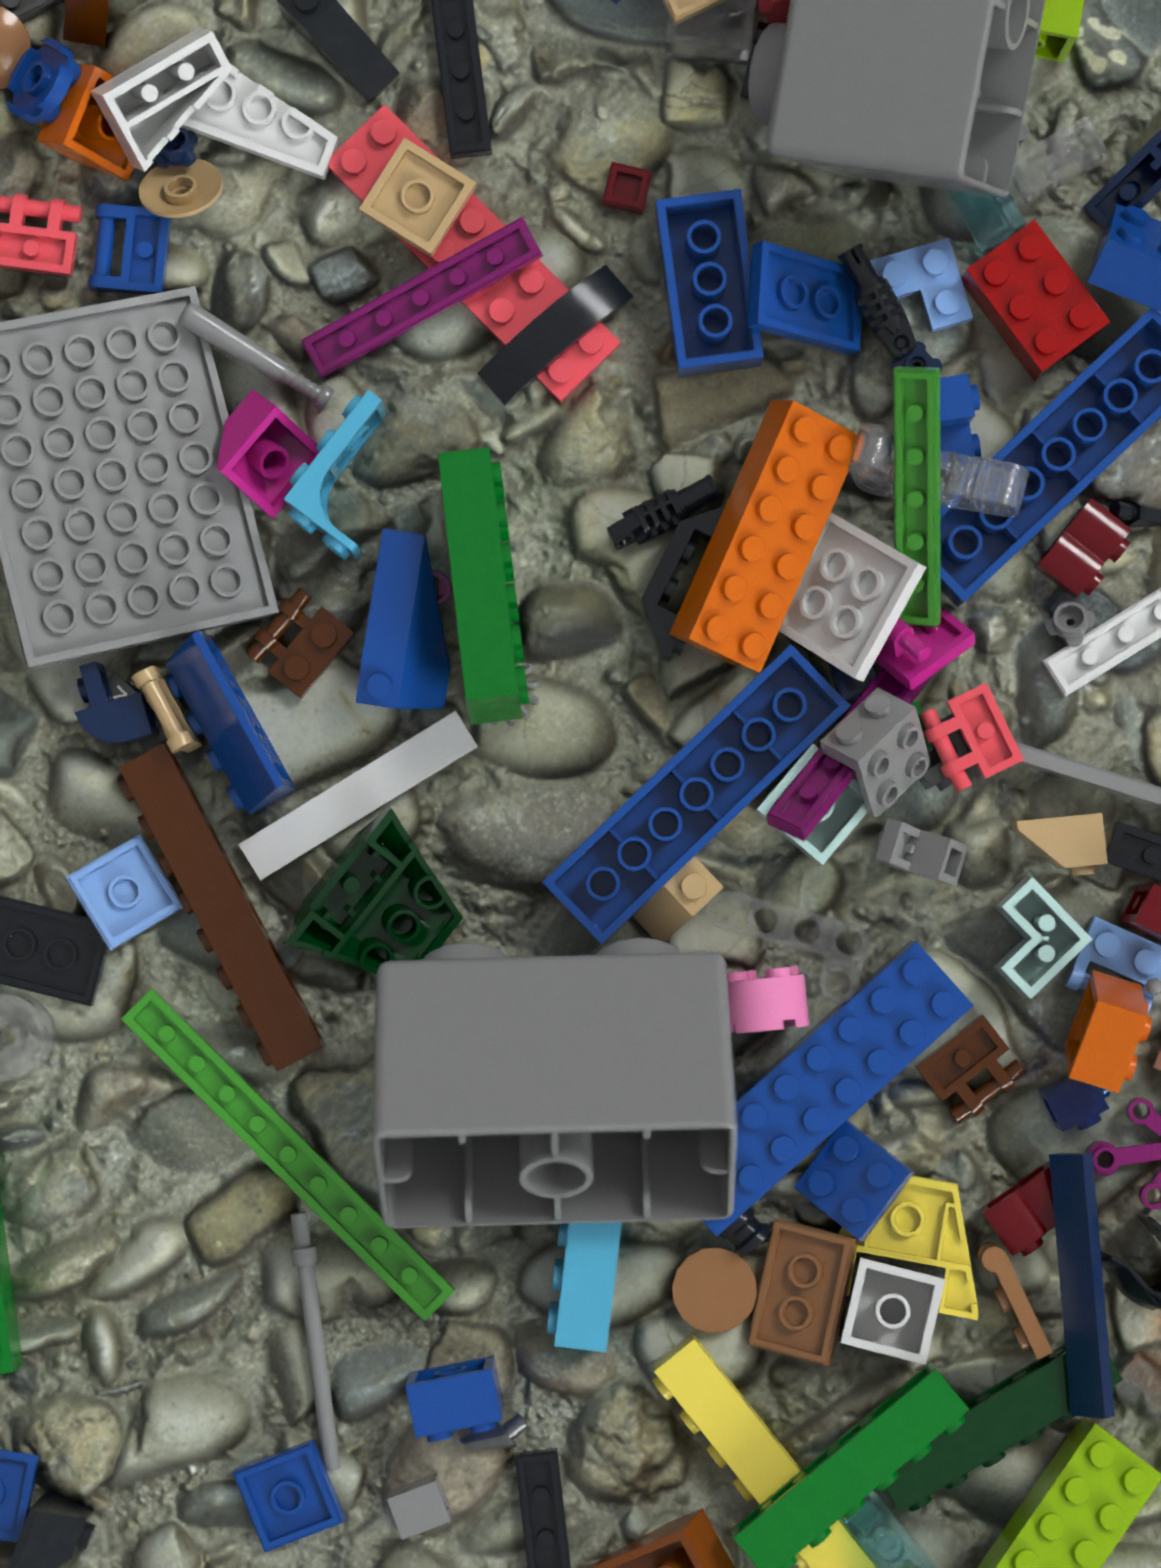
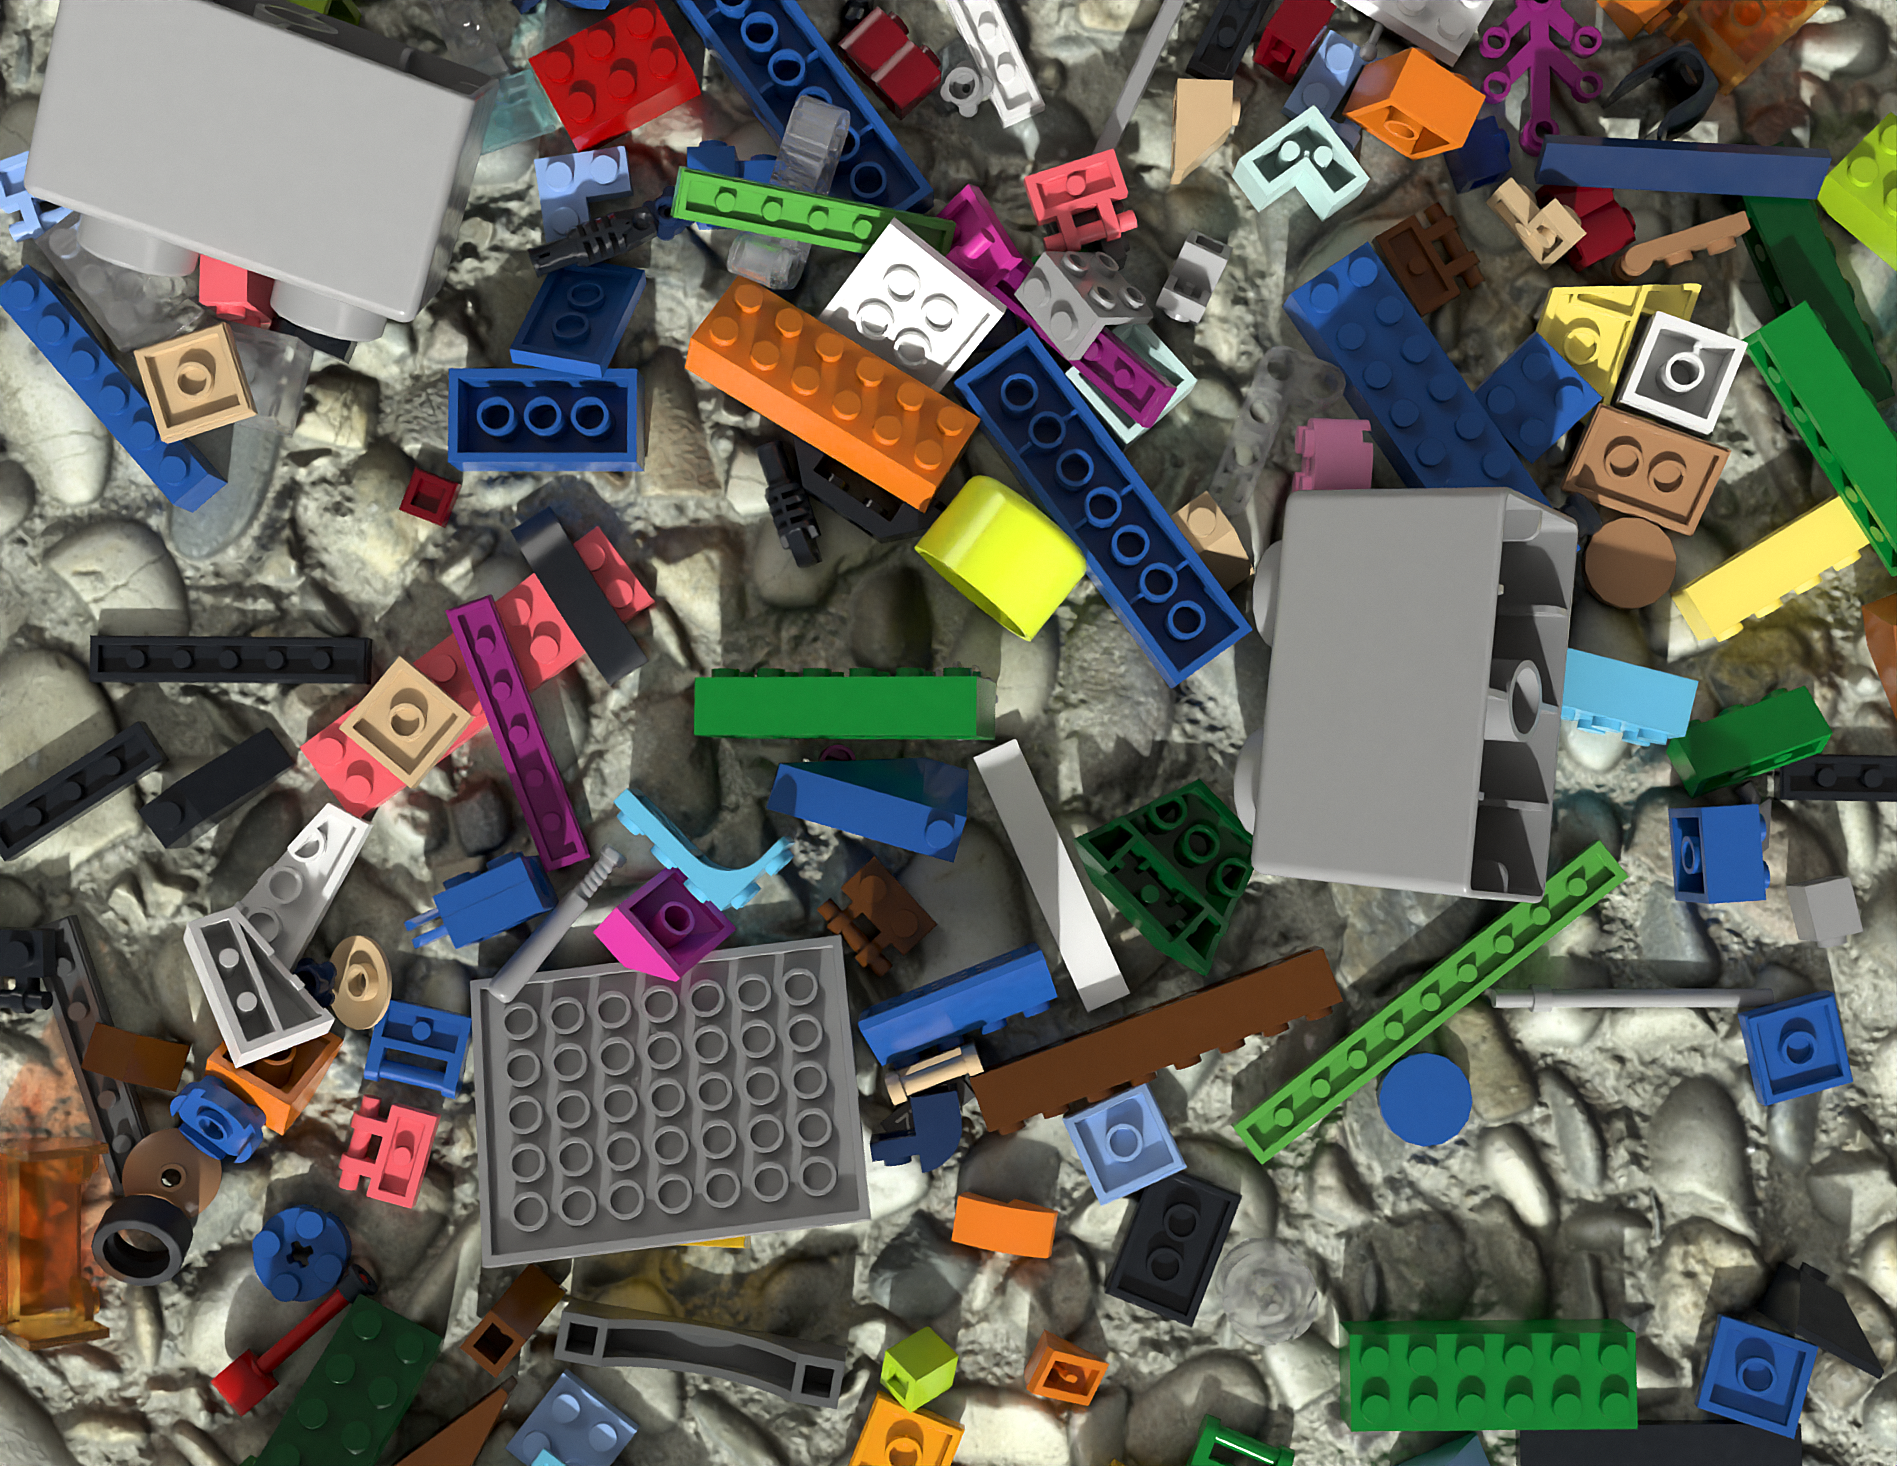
camera: 85 degrees left, 0 degrees up
(35, 794) = (1004, 1227): none -> orange slope
(199, 1161) = (1424, 1098): none -> blue tile
(264, 292) = (488, 903): none -> blue brick
(563, 1416) = (1749, 741): none -> green brick
(636, 708) = (1003, 555): none -> neon yellow piece
(1009, 1171) = (1543, 232): none -> tan plate

